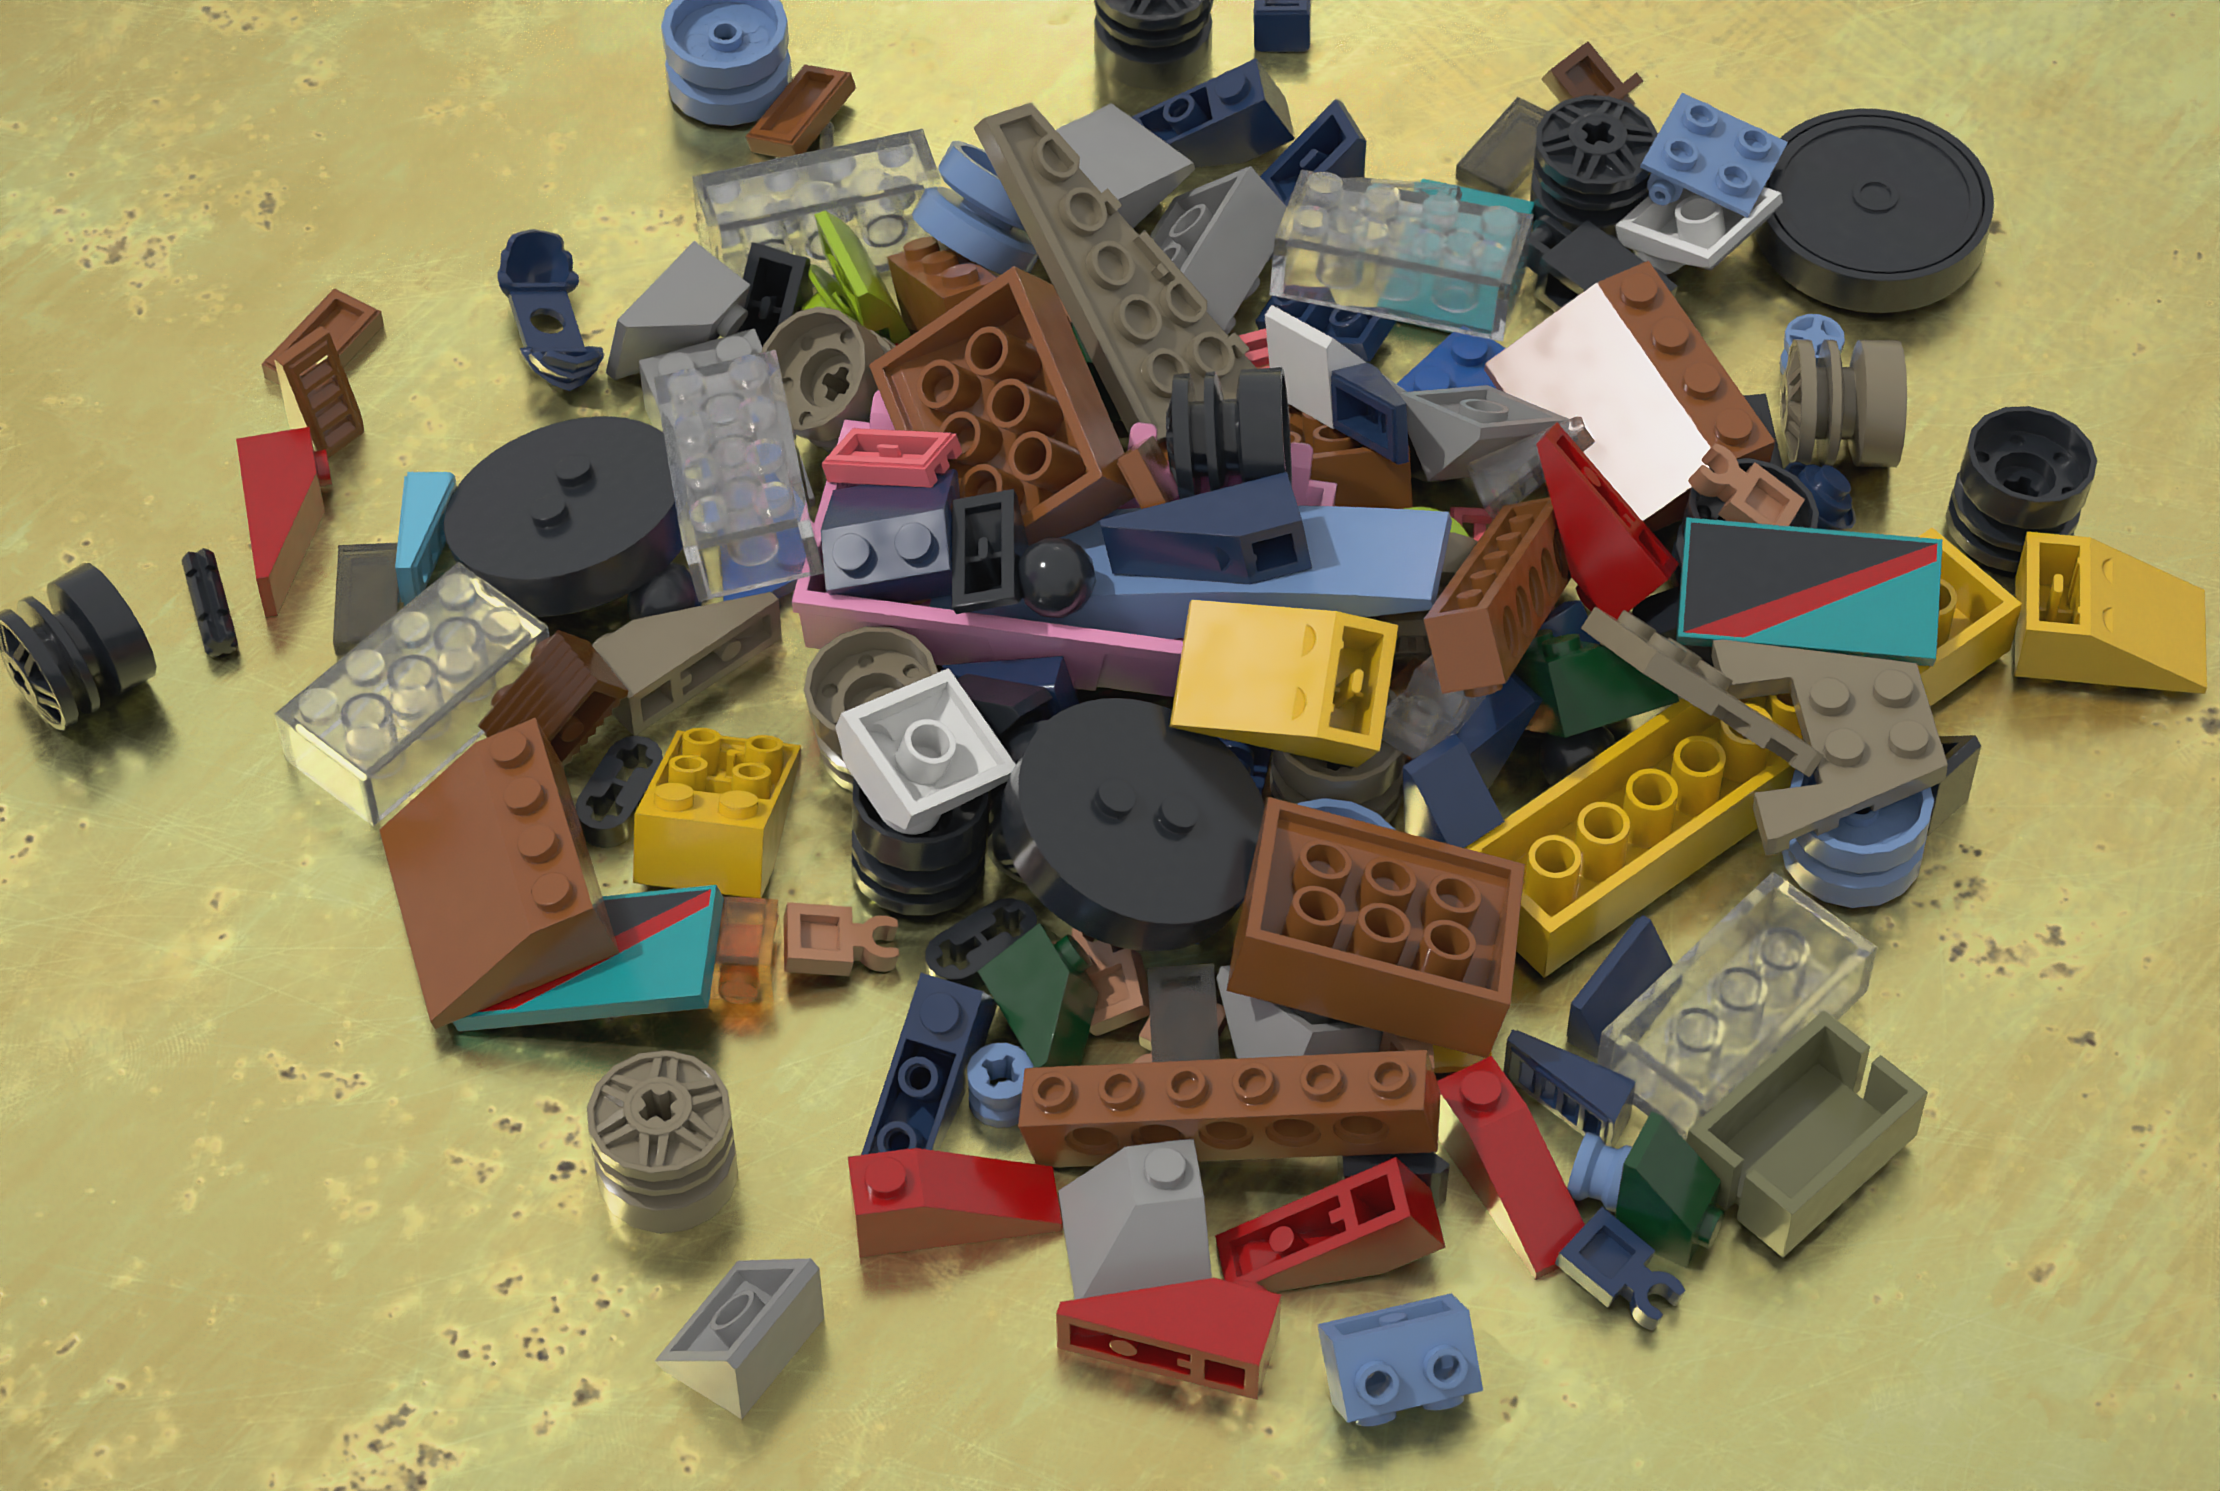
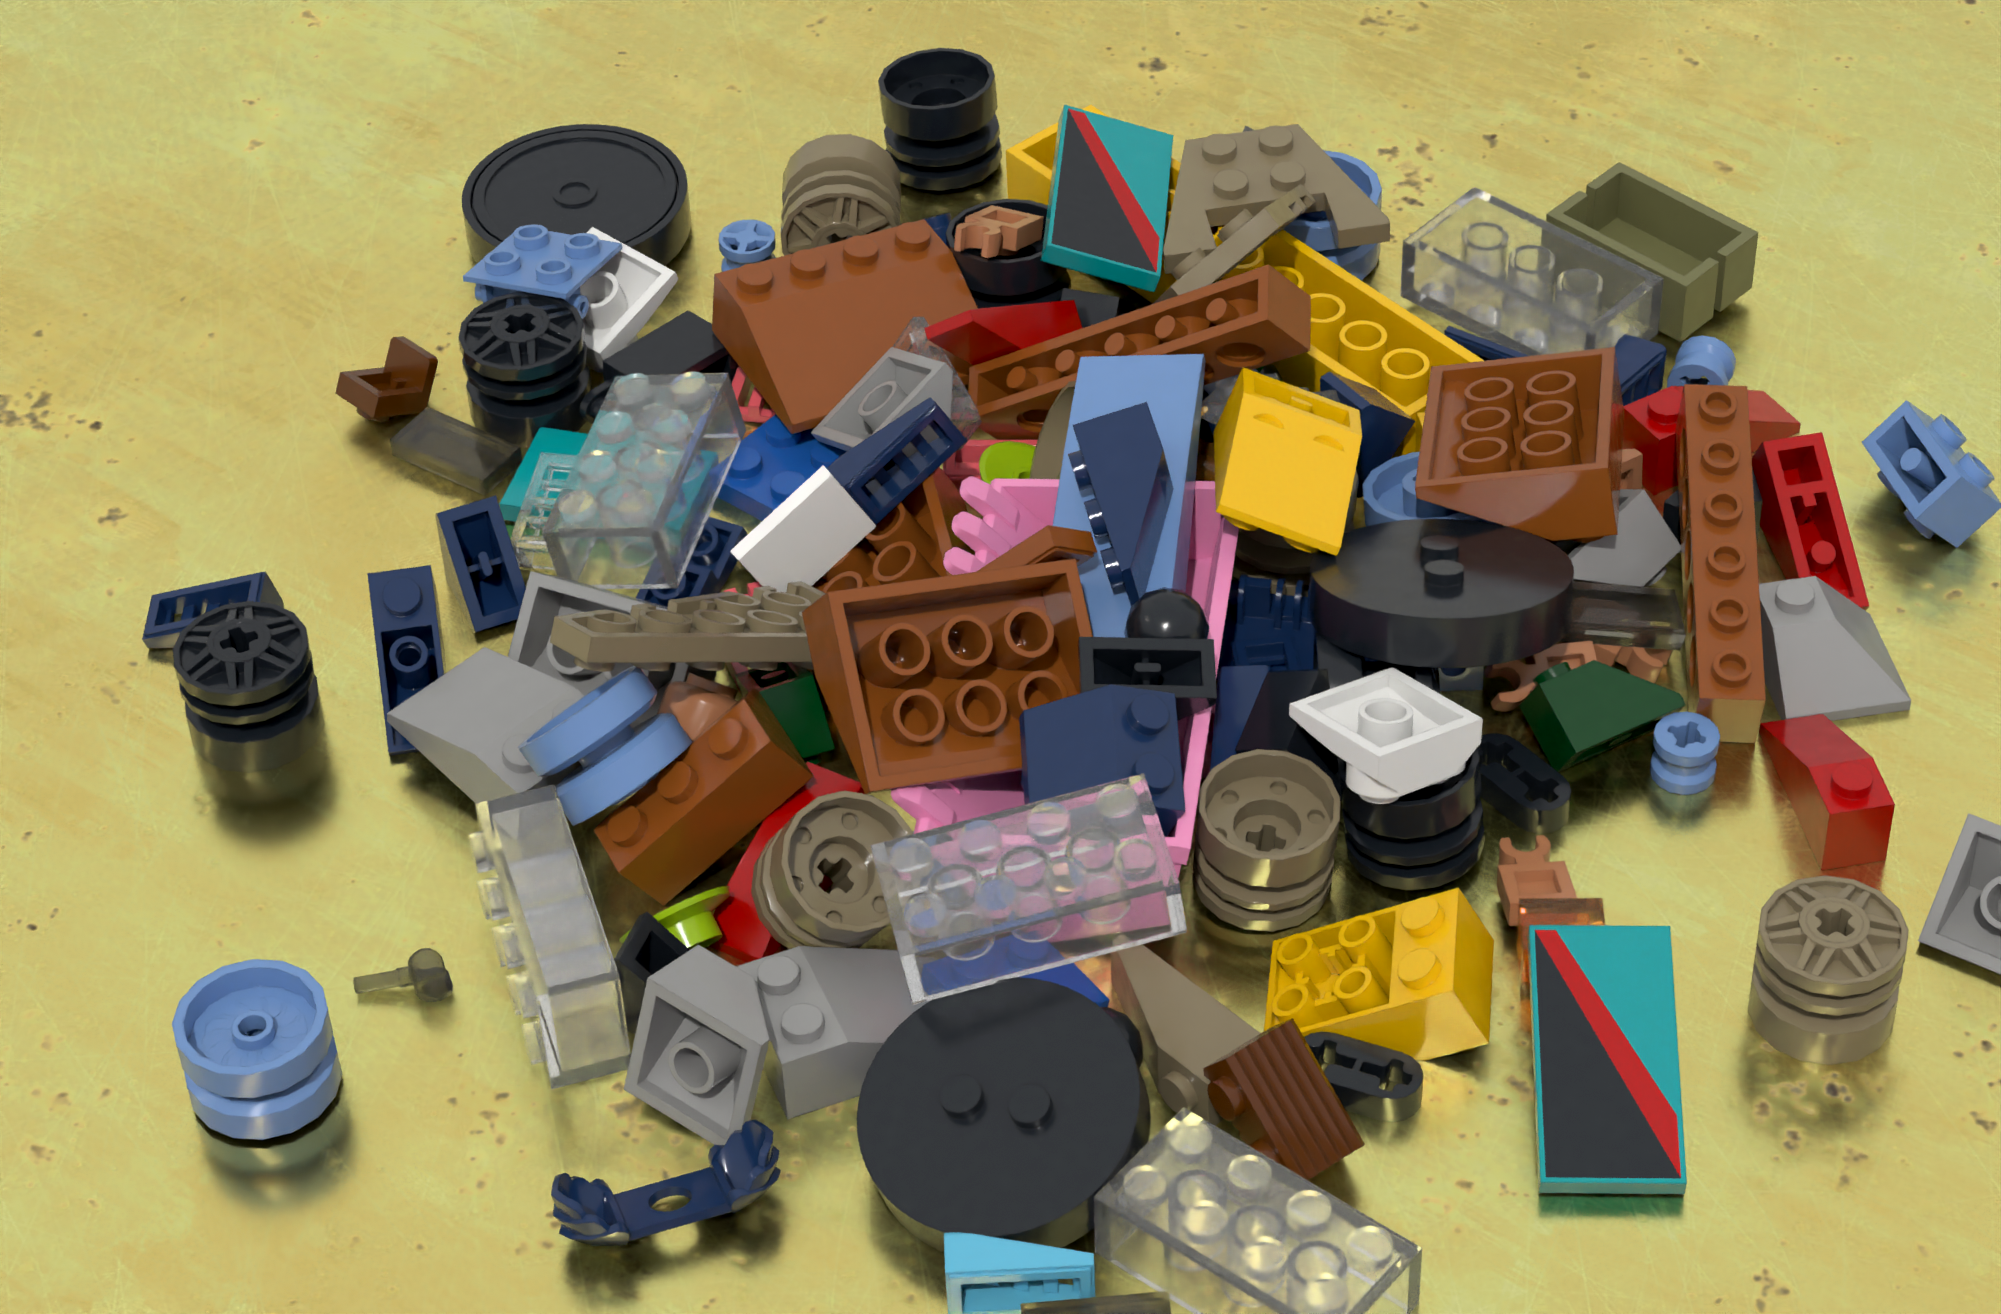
camera: 90 degrees left, 10 degrees down
(496, 877) = (1524, 1131): dark orange slope -> none
(801, 111) = (360, 1005): dark orange tile -> none
(859, 278) = (660, 884): lime slope -> none
(891, 457) = (1014, 765): coral tile -> none
(930, 1066) = (1679, 798): dark blue slope -> none
(1187, 1331) = (1926, 611): red slope -> none
(1228, 435) = (997, 480): black wheel -> none
(1613, 1262) = (1788, 372): dark blue plate -> none
(1668, 1193) = (1736, 317): dark green slope -> none
(2106, 618) = (1054, 79): yellow slope -> none

